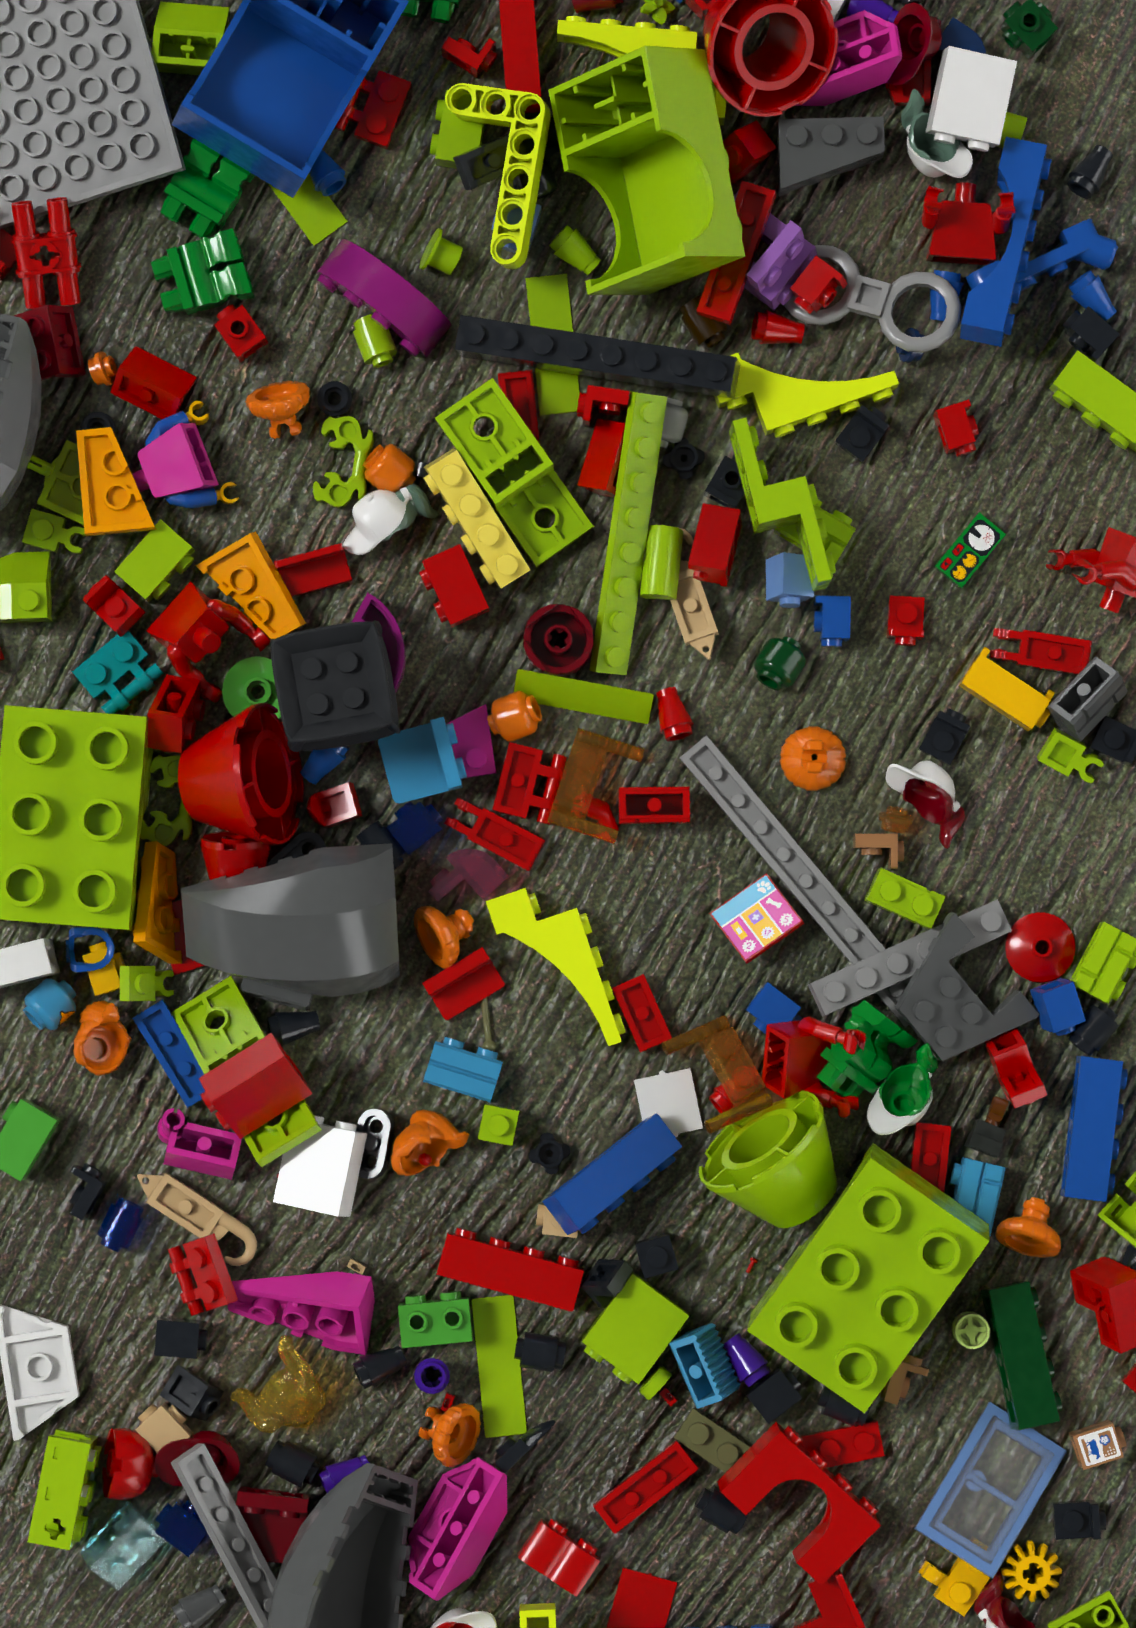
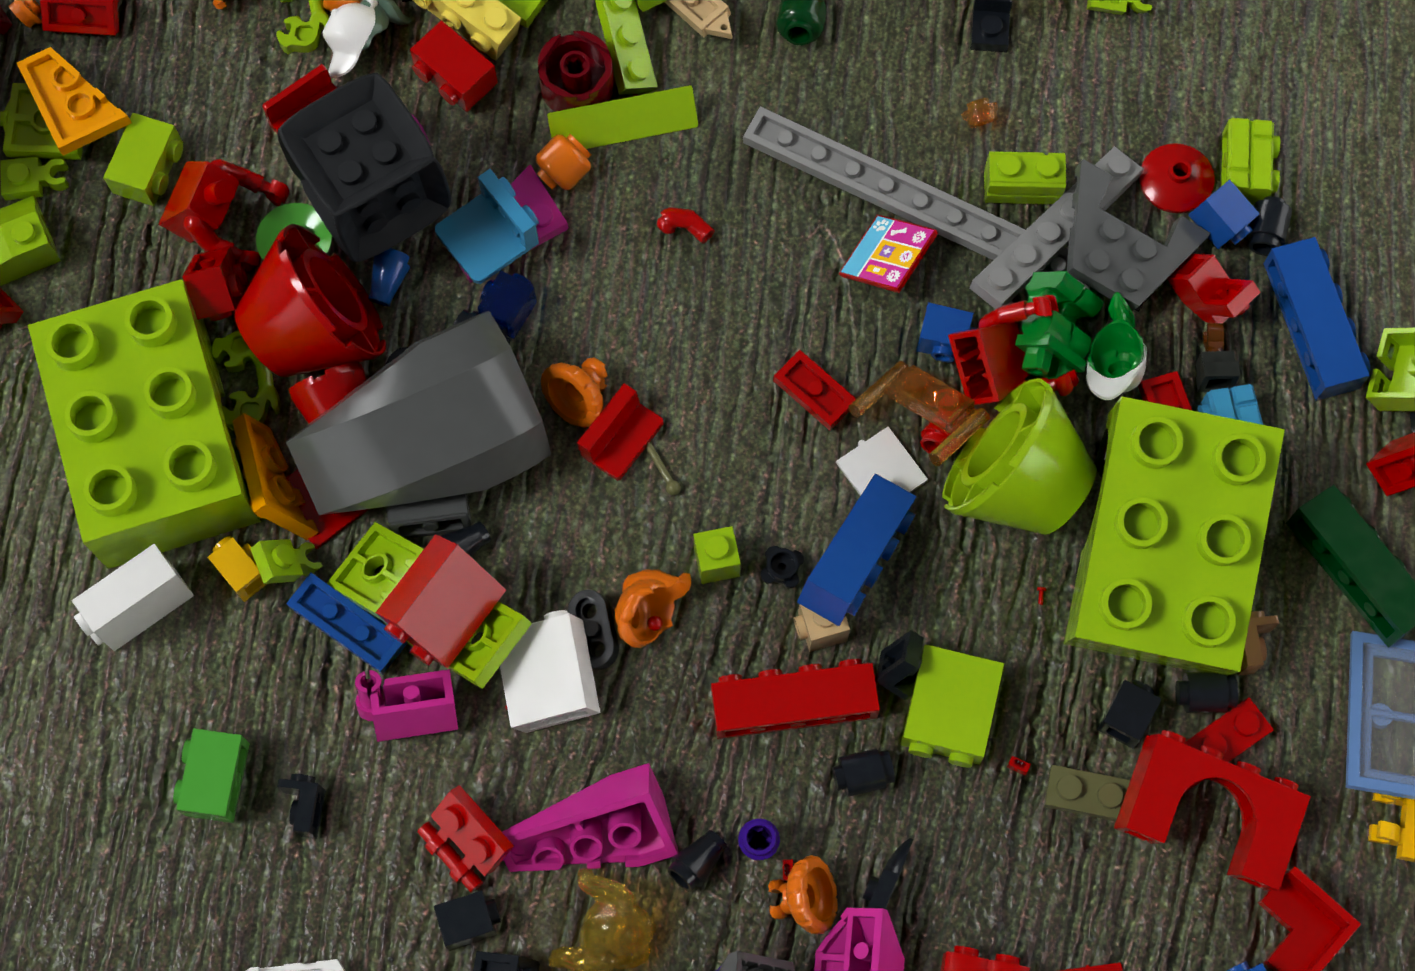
camera: 20 degrees left, 15 degrees down
(50, 1004) = (192, 625): dark azure head -> none
(76, 932) = (198, 530): blue piece -> none
(101, 1039) = (260, 636): orange hair -> none
(111, 664) = (140, 268): teal plate -> none
(113, 605) = (114, 215): red bracket -> none
(120, 1224) = (355, 824): clear blue brick -> none
(178, 464) = (135, 63): dark pink torso -> none
(196, 1213) = (432, 778): tan plate -> none
(254, 583) = (245, 138): light orange wing -> none
(334, 805) = (416, 315): red plate -> none
(356, 1266) = (626, 764): tan piece -> none
(435, 1321) = (737, 785): bright green brick -> none
(463, 1070) = (656, 516): dark azure brick -> none
(473, 866) = (581, 318): clear pink brick -> none
(497, 1368) = (826, 811): lime sticker -> none
(498, 835) = (592, 279): red hinge -> none
(519, 779) = (593, 222): red plate -> none
(564, 944) = (706, 355): neon yellow arch -> none
(581, 780) = (655, 195): clear orange plate -> none
(645, 1486) = (1040, 869): red plate -> none
(654, 805) = (738, 186): red brick -> none
(655, 1382) = (999, 753): lime tile -> none
(656, 1255) = (940, 619): black brick -> none
(673, 716) = (721, 106): red cone -> none
(704, 1365) = (1043, 710): dark azure brick -> none
(719, 1510) = (1132, 859): black brick -> none
(746, 1360) = (1083, 691): dark purple cone -> none
(810, 773) = (873, 93): orange hair -> none
(873, 843) = (972, 138): medium nougat bracket -> none
(932, 795) = (1000, 74): dark red hair -> none
(976, 1330) = (1303, 556): yellowish green wheel -> none
(1030, 1231) = (1311, 440): orange hair -> none

